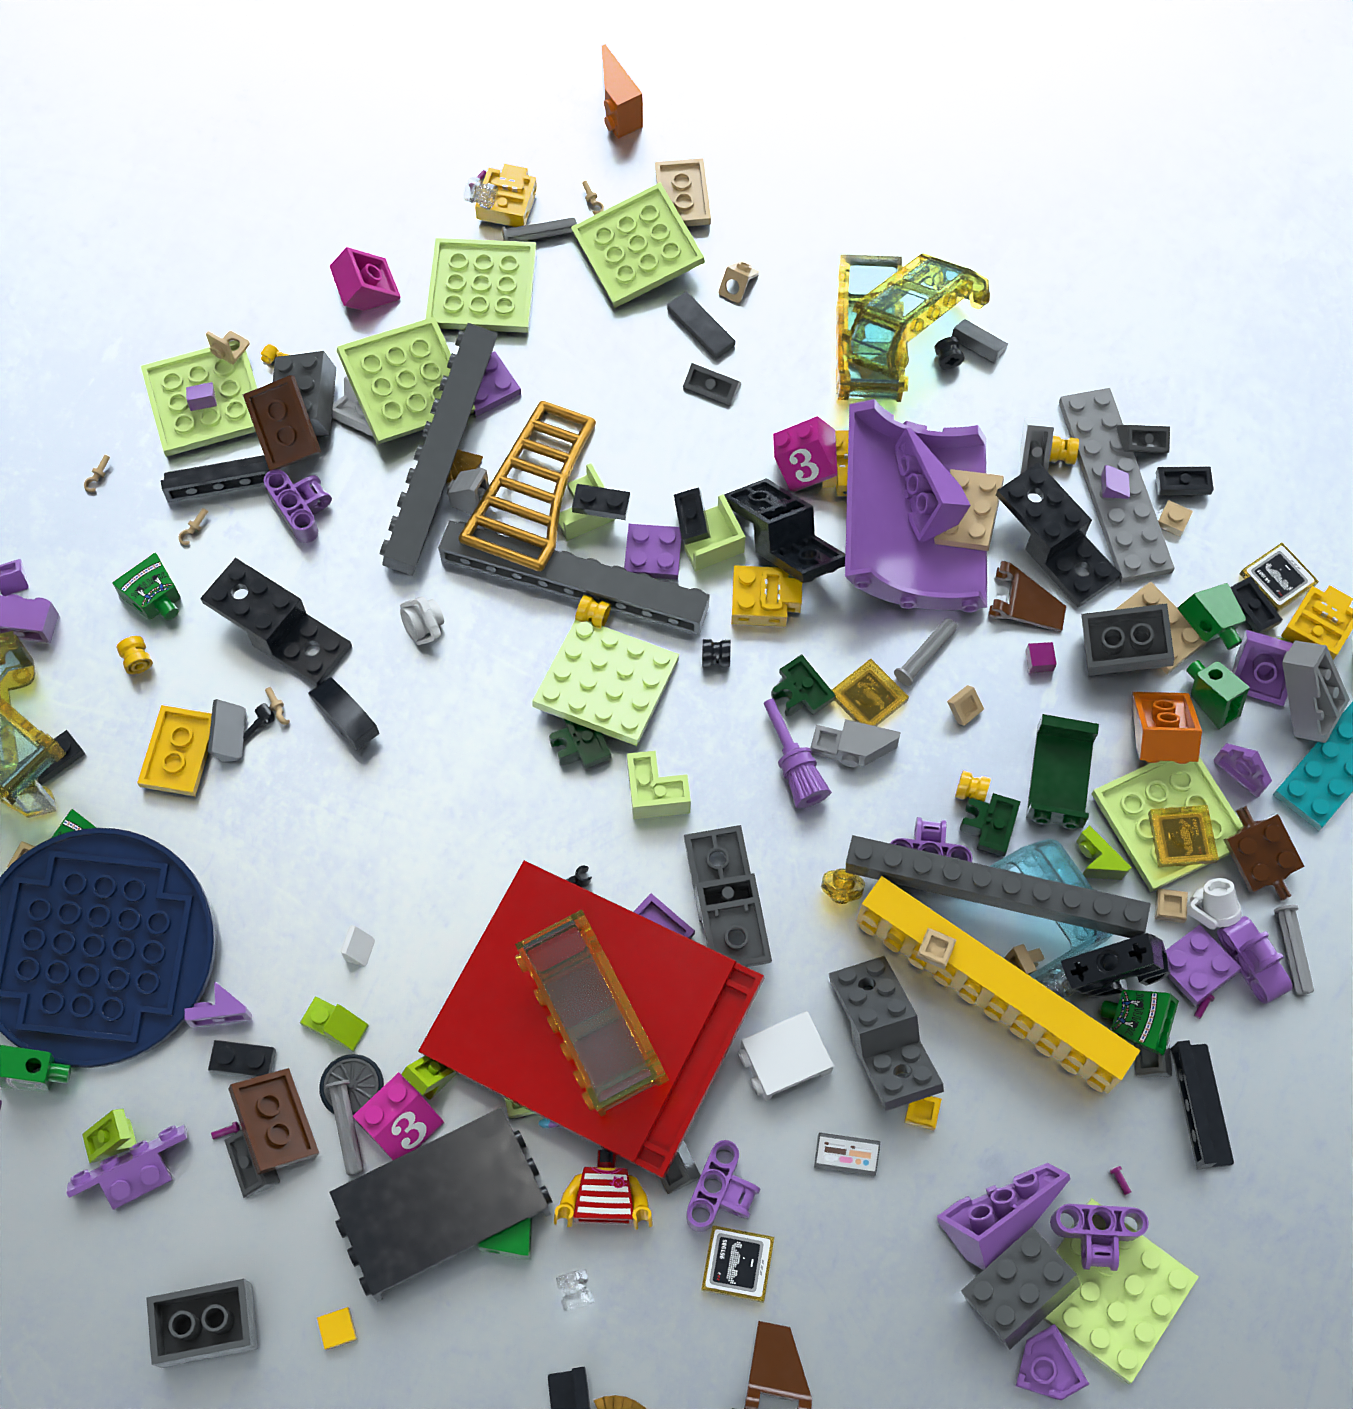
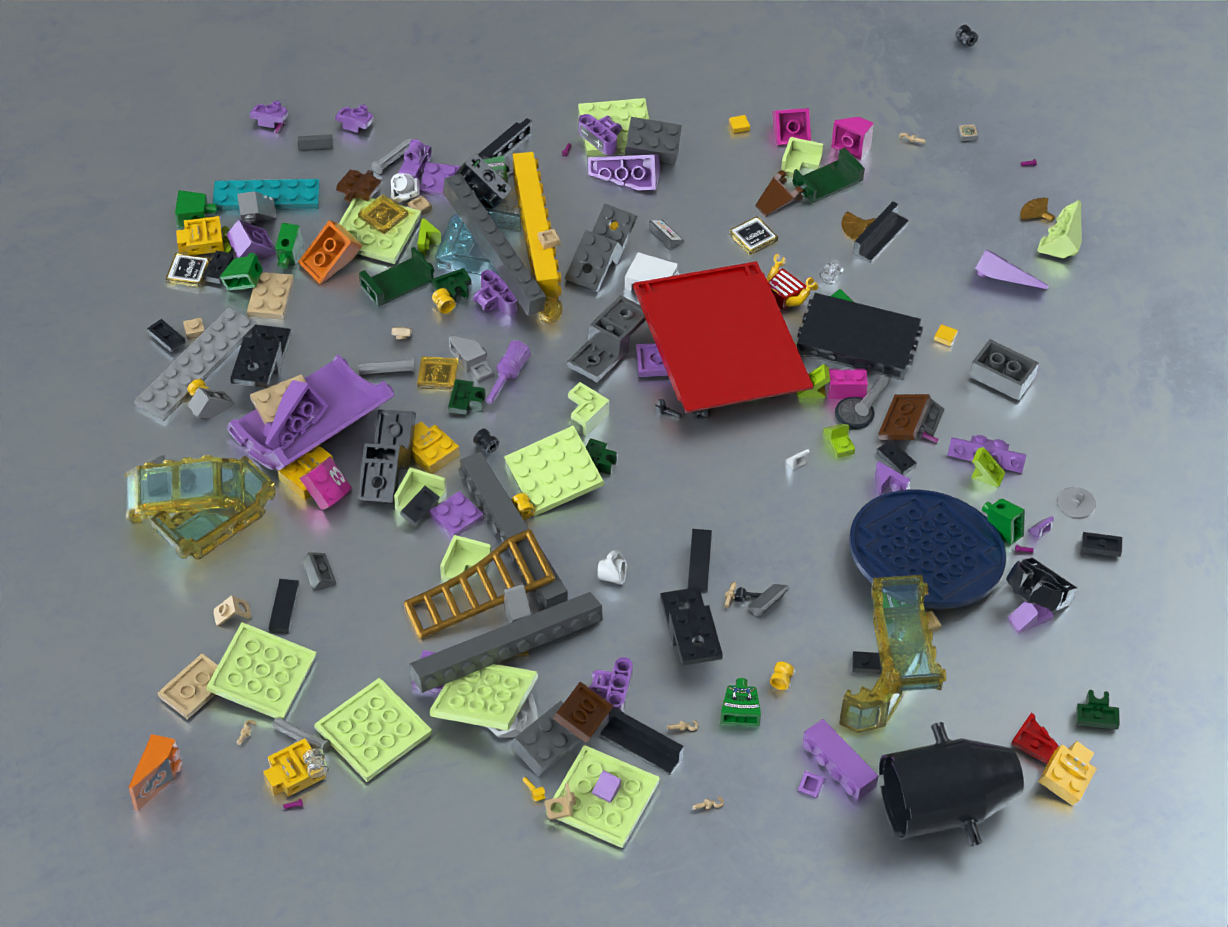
camera: 135 degrees left, 15 degrees down
(176, 751) = (802, 611): yellow plate -> none
(363, 279) = (437, 788): dark pink slope -> none
(590, 1013) = (729, 310): clear light blue windscreen -> none
(601, 502) = (460, 537): black plate -> none
(730, 1193) = (732, 254): medium lavender beam -> none
(1023, 959) = (510, 230): tan tile -> none
(1027, 601) = (310, 349): reddish brown flag -> none
(1040, 657) = (340, 324): magenta piece -> none
(1050, 1366) = (672, 115): medium lavender plate -> none
(1115, 483) = (203, 353): slope -> none
(1127, 639) = (299, 288): dark grey brick -> none
(1144, 438) = (154, 365): dark grey slope -> none
(1245, 767) = (319, 216): medium lavender plate -> none

